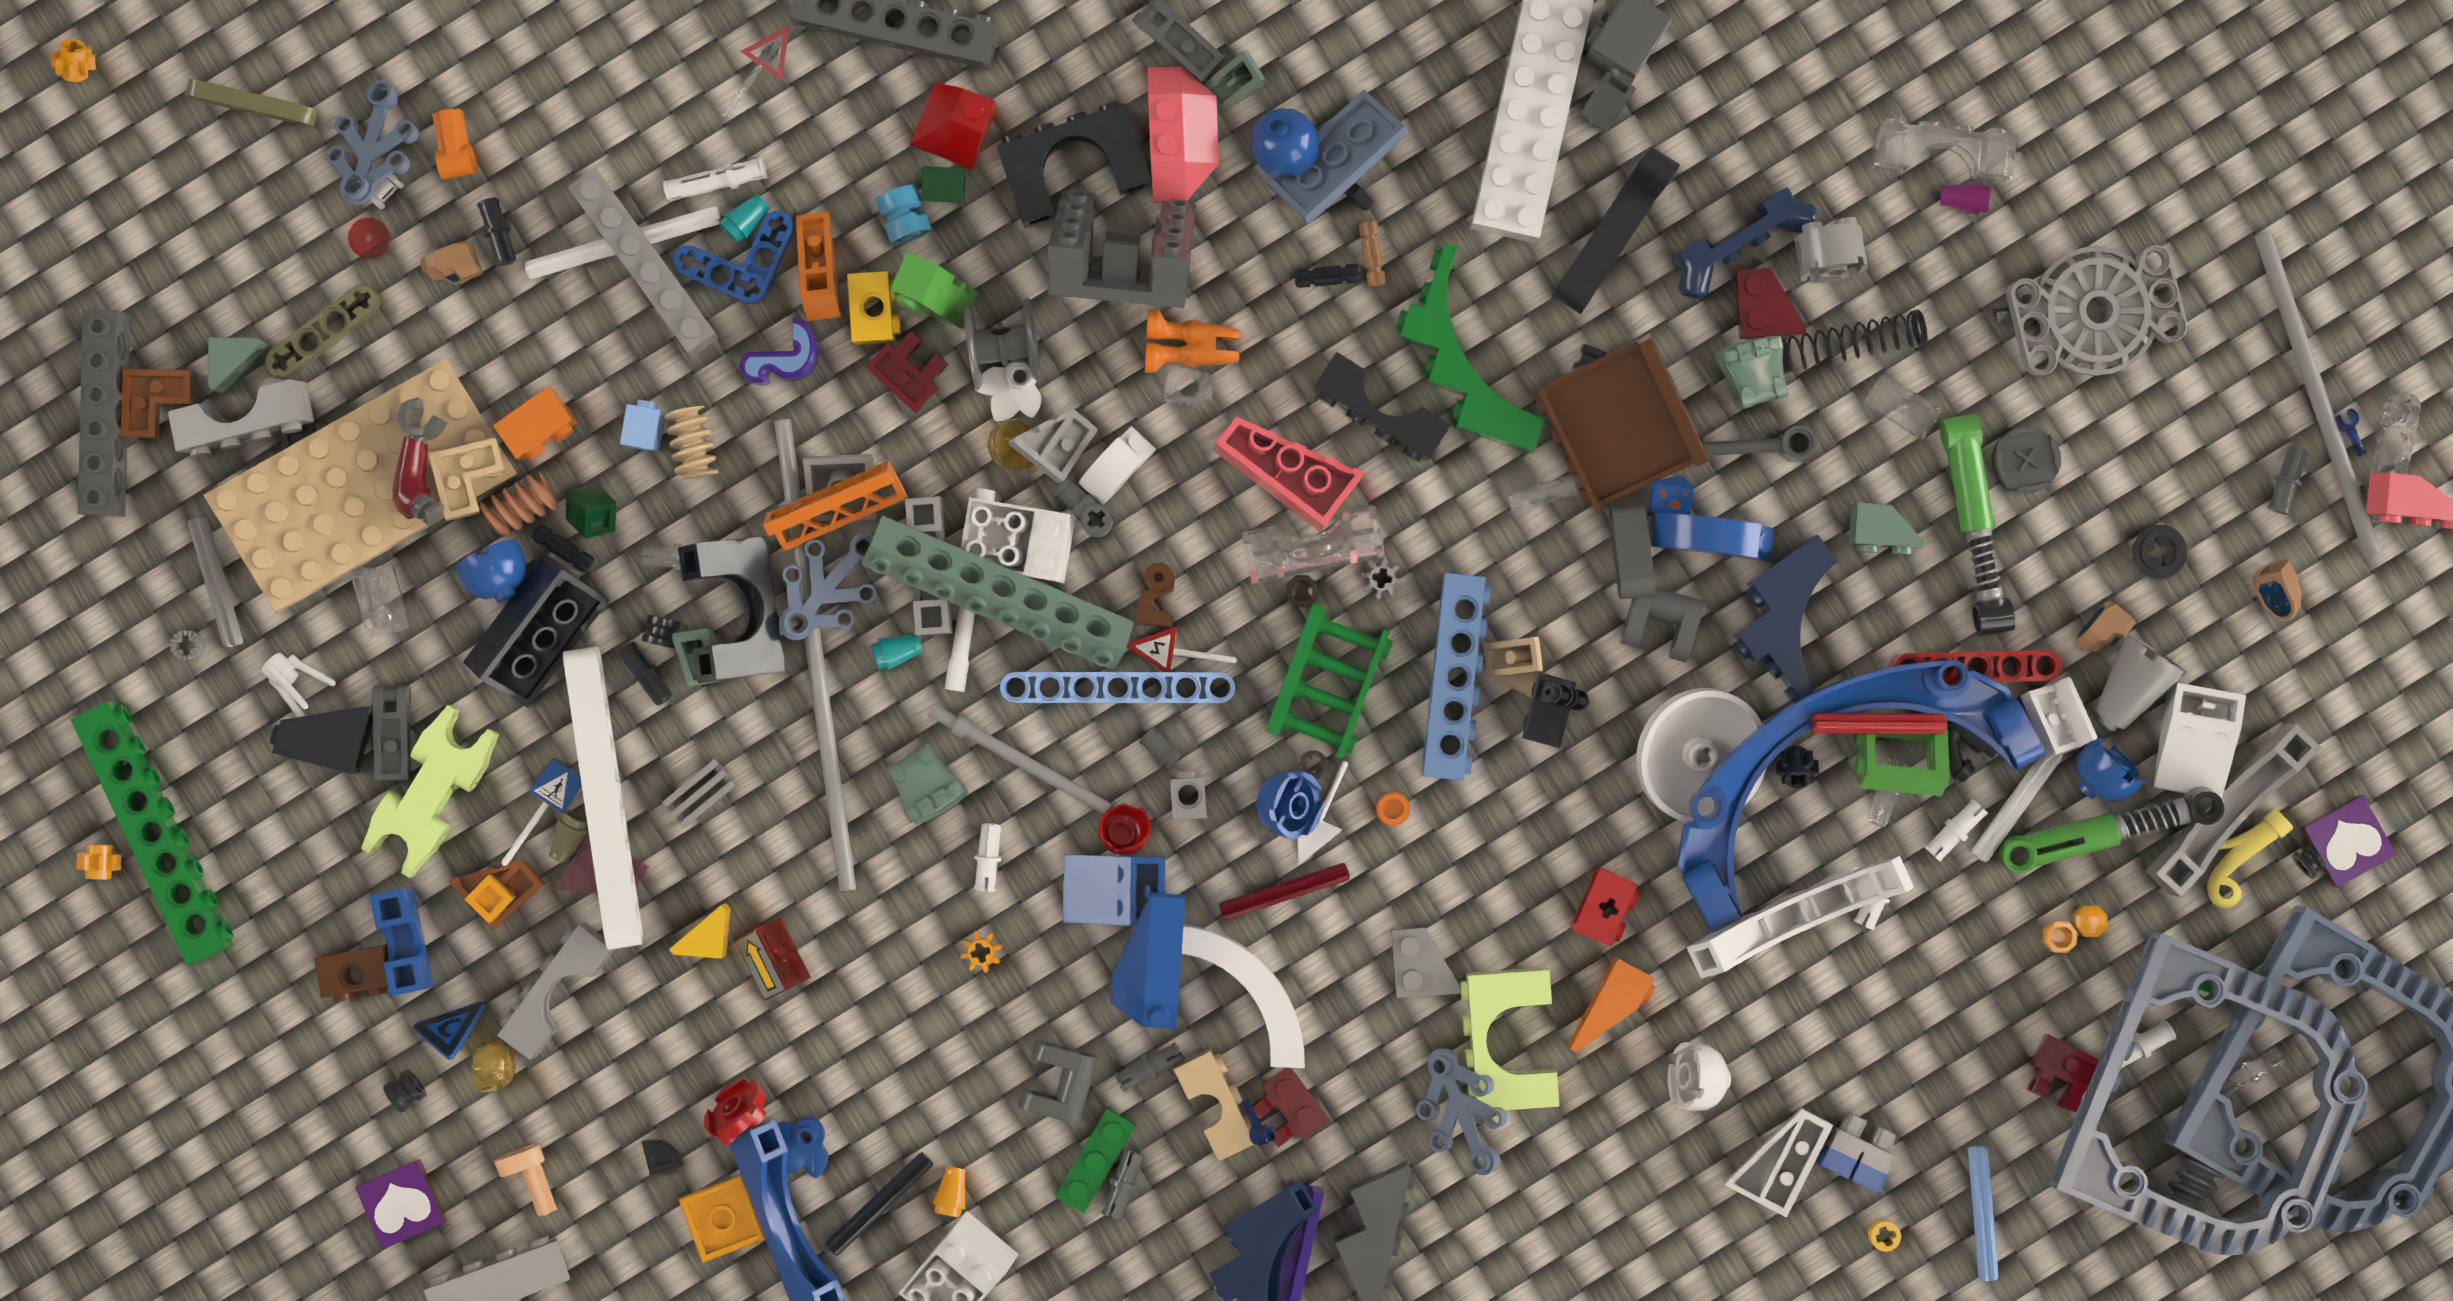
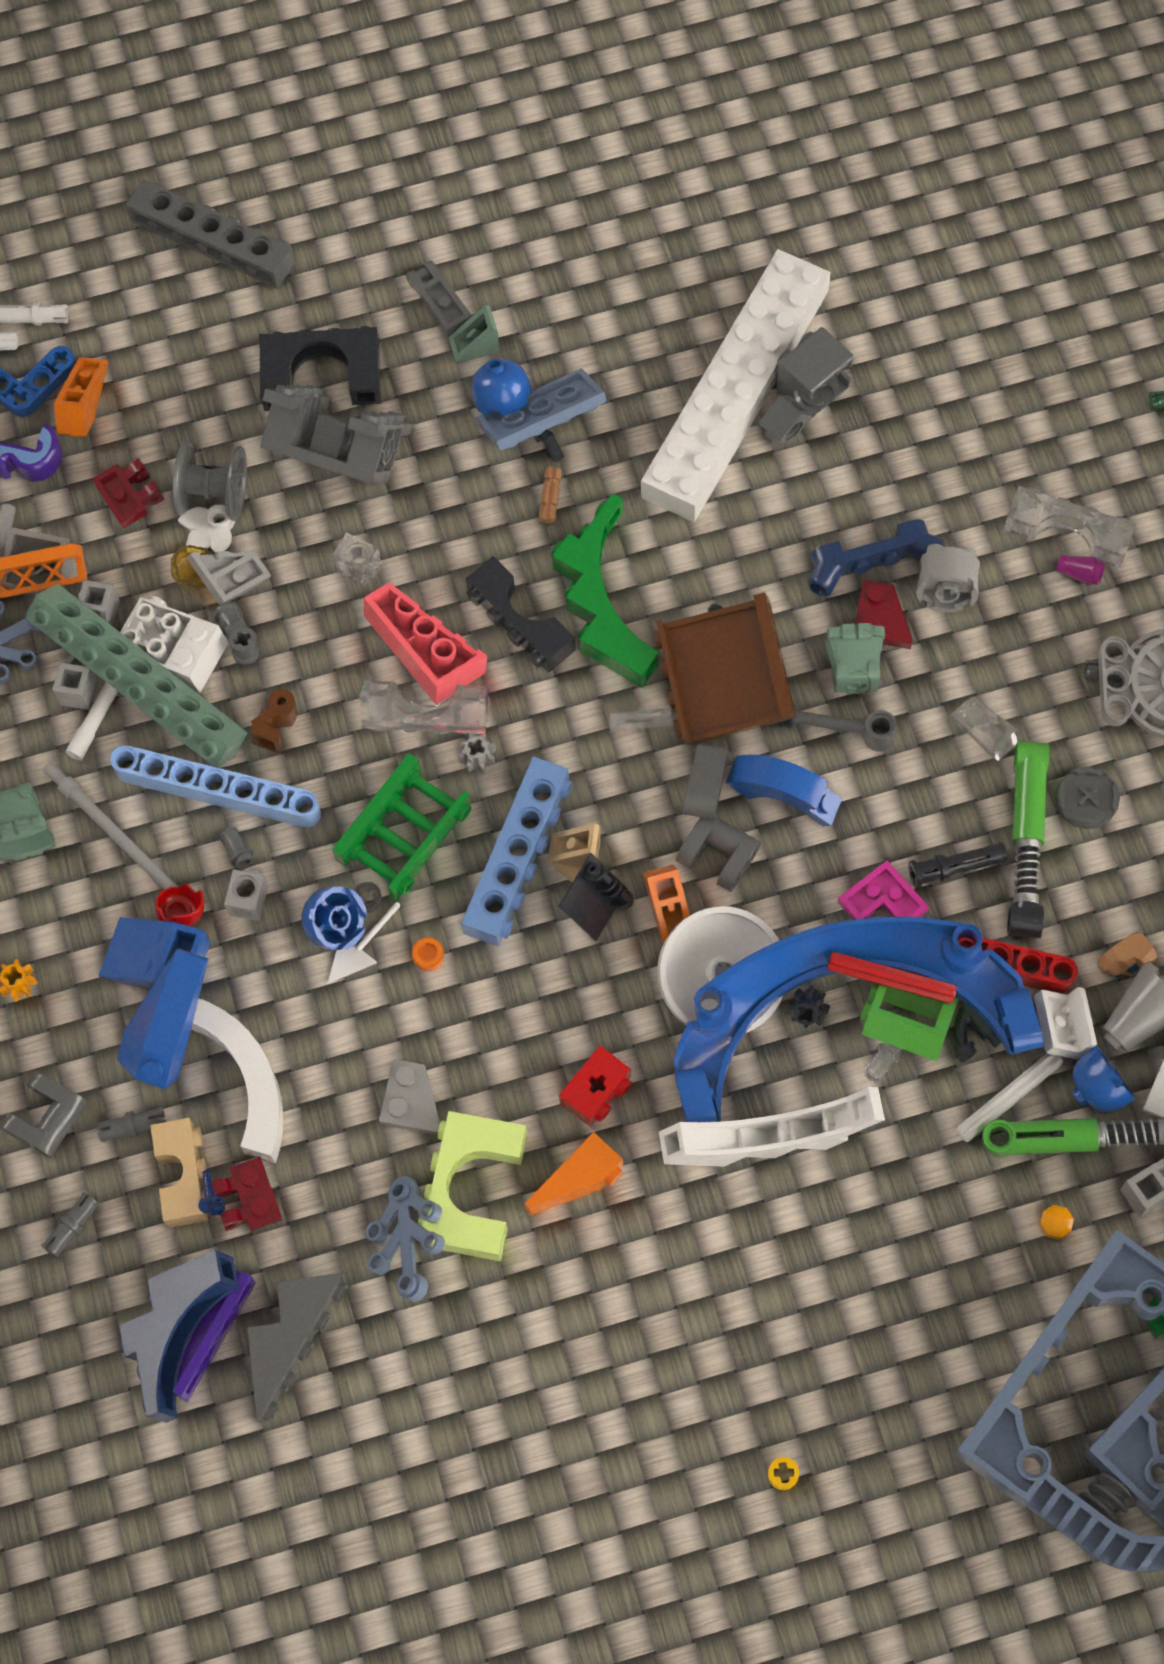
camera: 20 degrees right, 20 degrees down
(743, 219) = (33, 347): teal cone -> none
(768, 54) = (101, 237): clear piece -> none
(862, 290) = (111, 421): yellow brick -> none
(895, 650) = (34, 709): teal cone -> none
(903, 214) = (165, 371): dark azure wheel -> none
(931, 290) = (160, 420): bright green wedge -> none
(943, 184) = (207, 356): dark green panel -> none
(954, 124) = (235, 319): red slope -> none
(987, 857) = (51, 901): white axle -> none
(1095, 1160) = (53, 1198): green plate -> none
(1116, 465) = (272, 602): white brick -> none
(1159, 650) = (266, 767): piece -> none
(1180, 133) = (415, 366): coral wedge -> none
(1199, 339) = (379, 524): orange piece -> none
(1284, 891) = (306, 1000): dark red axle -> none
(1302, 591) = (402, 744): dark brown tile -> none
(1327, 275) = (506, 503): black axle -> none
(1615, 229) = (771, 517): black beam -> none
(1625, 693) = (666, 898): none -> orange slope
(1671, 496) = (753, 742): blue slope -> none
(1698, 1078) = (642, 1265): white cylinder -> none
(1776, 632) = (835, 853): dark blue arch -> none
(1782, 1163) = (700, 1368): white wedge -> none
(1843, 618) = (883, 889): none -> dark pink plate
(1855, 1157) = (787, 1393): light grey hips -> none
(1874, 910) = (849, 1153): white pin -> none
(1881, 526) = (940, 820): sand green slope -> none
(1896, 578) = (942, 871): none -> black pin
(1916, 317) = (888, 661): black piece -> none
(1956, 830) = (946, 1103): white pin -> none
(1983, 1213) = (886, 1478): light blue axle -> none
(2059, 936) = (1023, 1228): light orange tile -> none
(2066, 1063) = (1000, 1349): dark red plate -> none
(2150, 1041) = (1081, 1353): white pin -> none

